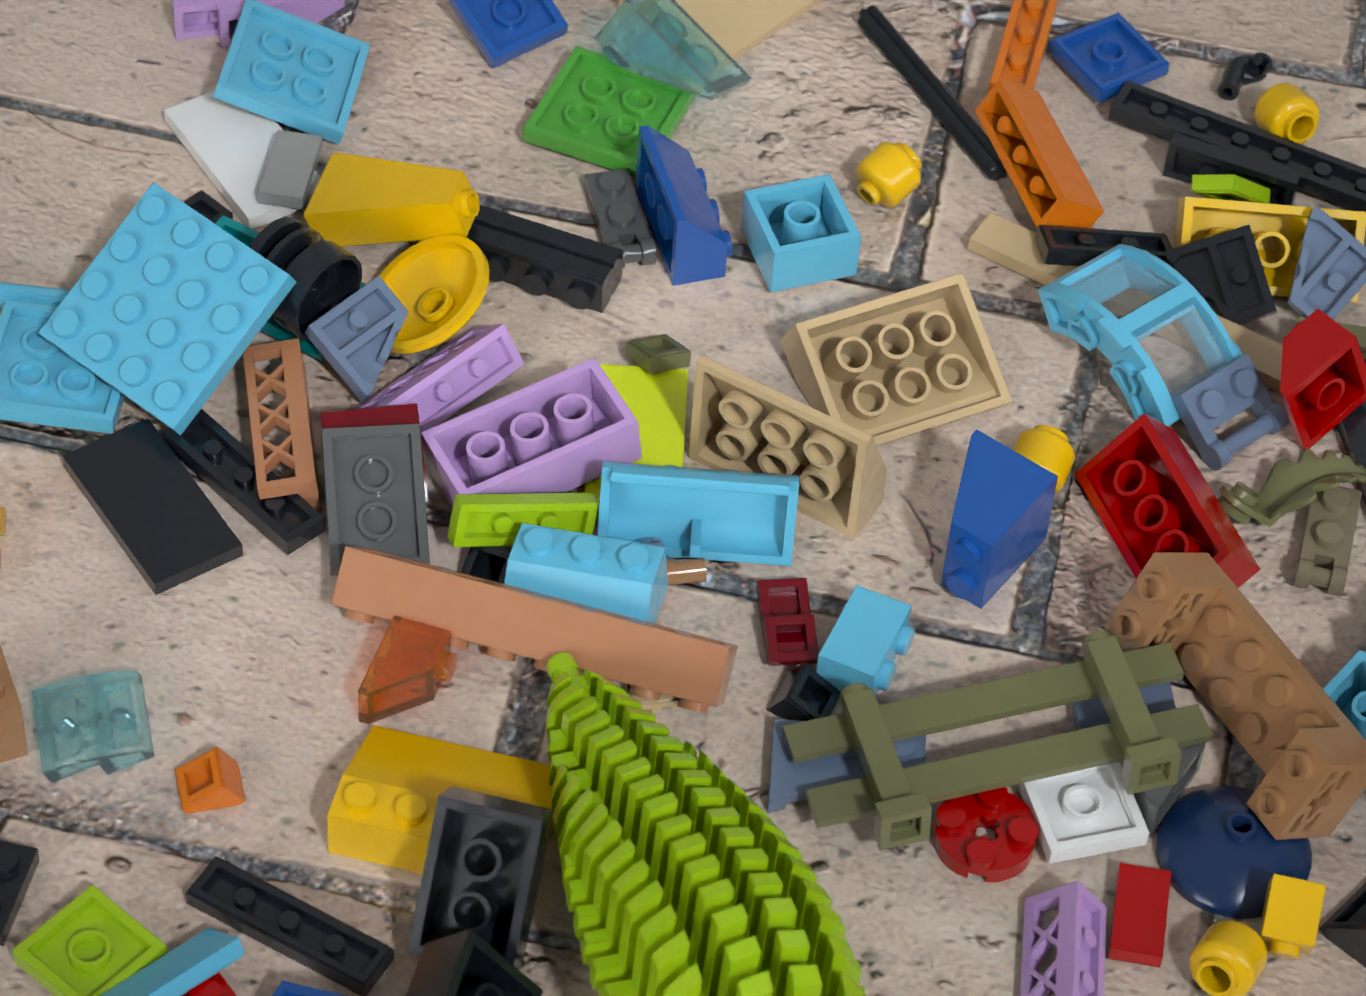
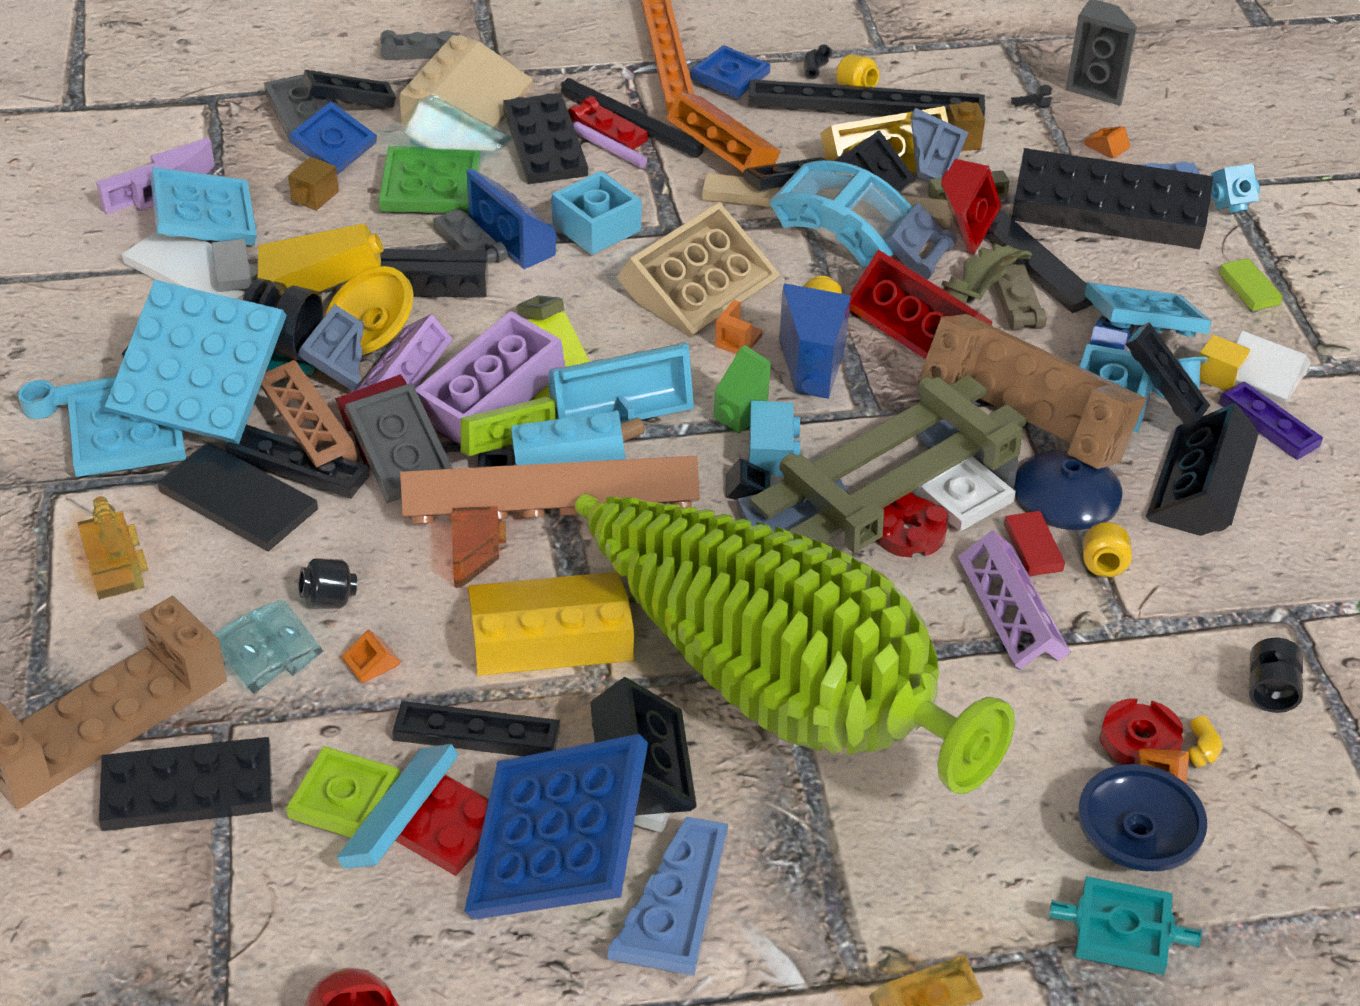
camera: 20 degrees left, 5 degrees down
(199, 666) = (327, 583): none -> black head
(452, 75) = (313, 183): none -> pearl gold brick
(482, 871) = (606, 641): black brick -> none
(764, 431) = (646, 318): tan slope -> none
(787, 622) = (711, 441): dark red slope -> none
(796, 91) = (545, 138): none -> black plate
(854, 557) = (743, 382): none -> bright green slope
(870, 112) = (610, 145): none -> lavender bar
(888, 174) = (632, 166): yellow head -> none
(893, 95) = (607, 123): none -> red plate
(907, 473) = (735, 333): none -> orange panel
(1194, 157) = (824, 112): black plate -> none
(1229, 188) = (849, 114): lime tile -> none
(1291, 916) = (1132, 508): yellow brick -> none

